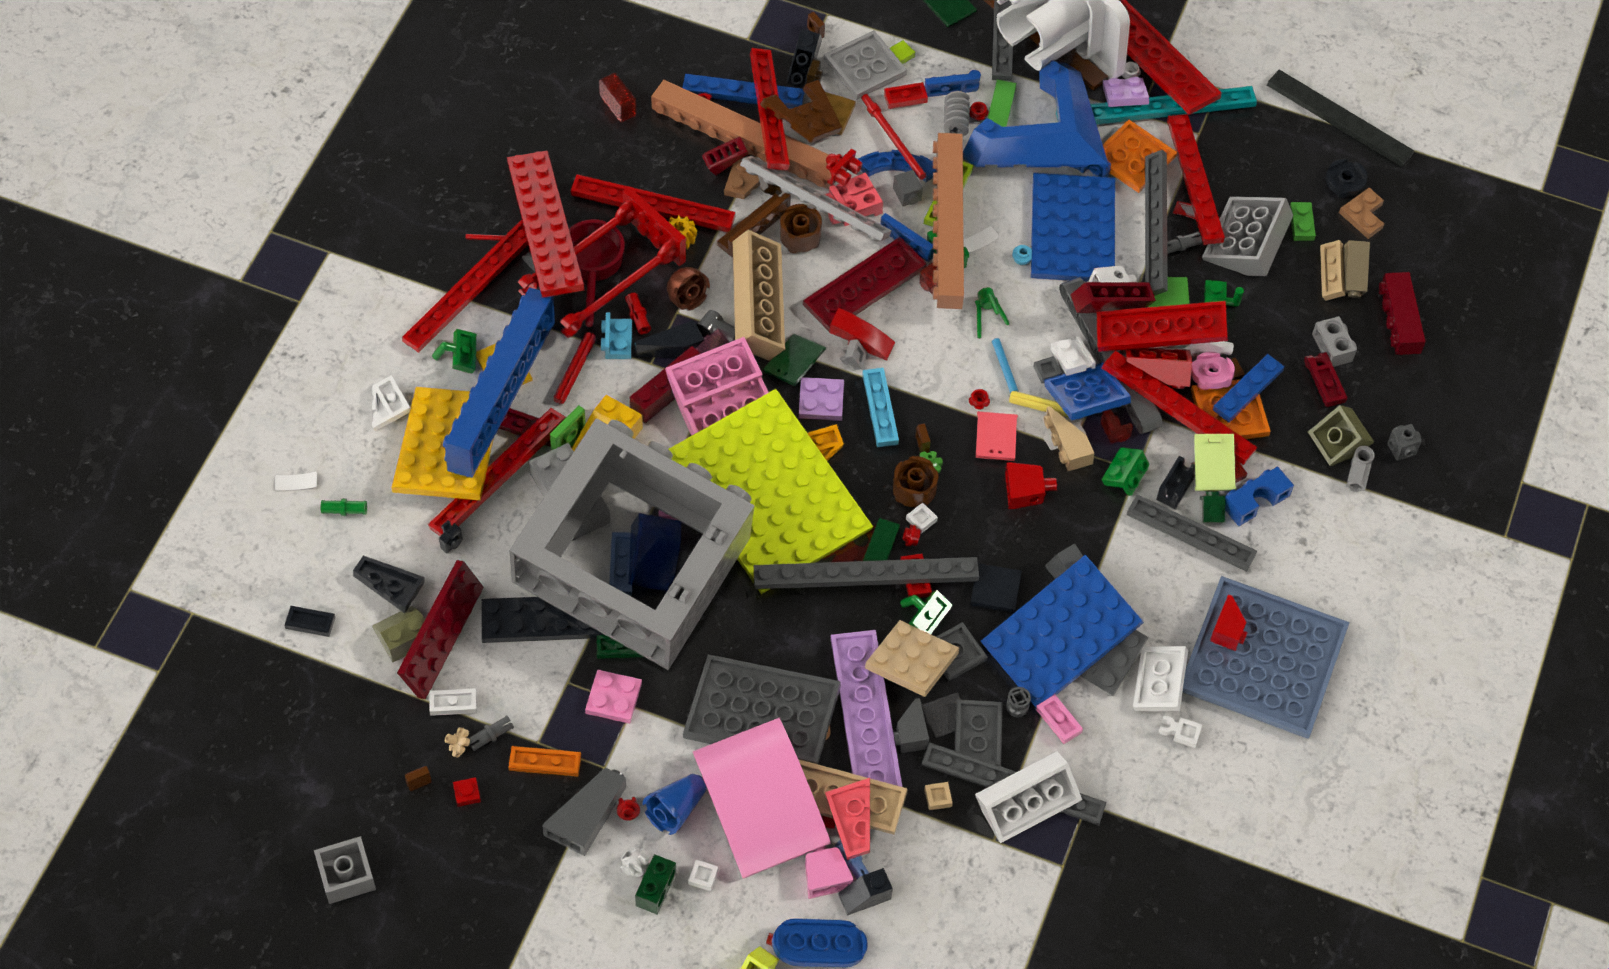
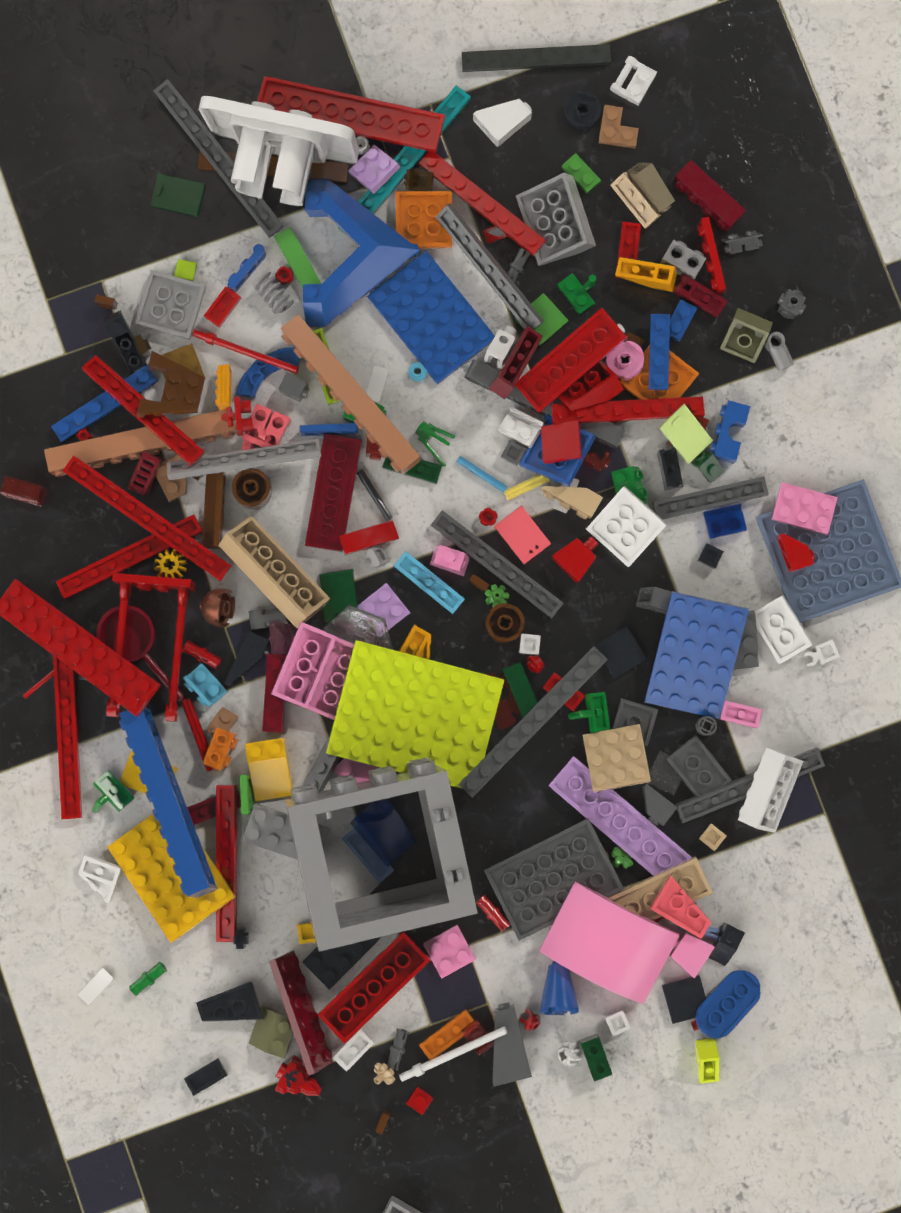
camera: 40 degrees left, 25 degrees up
(380, 682) = (295, 1079): none -> red rock
(493, 765) = (419, 1069): none -> white bar
(505, 585) = (305, 933): none -> yellow tile
(522, 663) = (374, 986): none -> red brick
(569, 779) = (474, 1031): none -> clear red bracket
(582, 387) = (220, 749): none -> orange bracket
(601, 372) = (224, 719): none -> medium nougat bracket
(682, 696) = (493, 913): none -> red pin
(695, 184) = (147, 518): none -> red plate
(782, 904) = (683, 998): none -> black tile
(792, 387) = (361, 626): none -> clear wing
(838, 744) = (621, 858): none -> bright green plant
(855, 141) = (223, 385): none -> light orange piece
(898, 312) = (375, 496): none -> black bar
(915, 401) = (449, 560): none -> bright pink torso
(952, 321) = (423, 470): none -> dark green tile
(952, 439) = (496, 564): none -> dark grey plate
(1094, 492) = (626, 526): none -> white plate
(1096, 383) = (561, 442): none -> red tile
(1149, 575) = (710, 556): none -> black plate
(1155, 125) = (418, 180): none -> dark brown bracket
(1188, 559) = (724, 521): none -> clear blue plate
(1270, 137) = (503, 120): none -> white slope
(1271, 600) = (804, 508): none -> bright pink plate
(1291, 385) = (680, 319): none -> blue plate
(1292, 303) = (629, 241): none -> red tile
(1294, 327) = (647, 273): none -> light orange slope
(1366, 350) = (709, 248): none -> red plate
(1395, 363) = (735, 242): none -> dark grey hinge
(1412, 196) = (638, 85): none -> white plate

